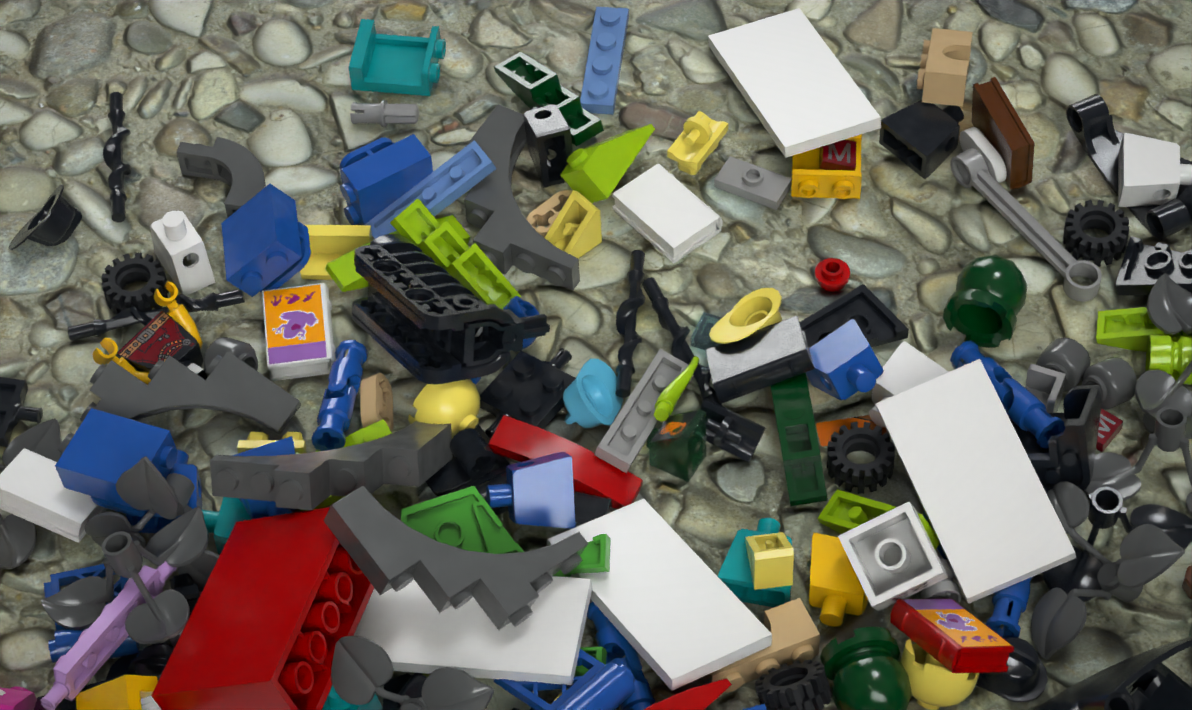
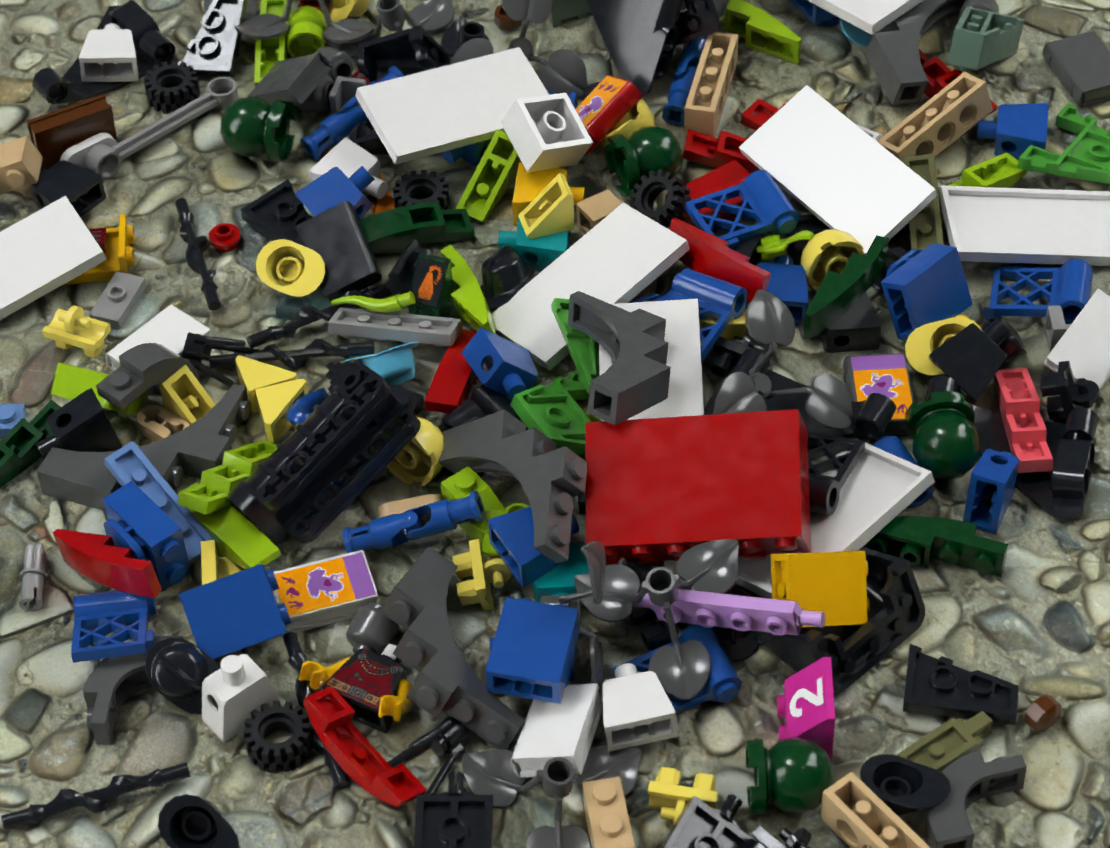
camera: 100 degrees left, 5 degrees down
(49, 558) = (636, 709): none -> white torso
(75, 349) = (355, 754): none -> red slope
(78, 405) = (442, 739): none -> black plant
(211, 204) = (177, 672): none -> black piece
(318, 163) = (110, 613): none -> blue piece
(327, 159) = (105, 563): none -> red slope
(549, 298) = (274, 404): none -> light yellow slope
(590, 290) = (257, 375): none -> light yellow slope
(599, 183) = (139, 370): none -> dark grey arch
(635, 235) = (199, 348): none -> black plant
(666, 483) = (467, 293): none -> lime slope
(702, 519) = (503, 276): none -> black piece
(805, 244) = (194, 254): none -> black piece
(1058, 325) = (292, 79): none -> dark grey piece

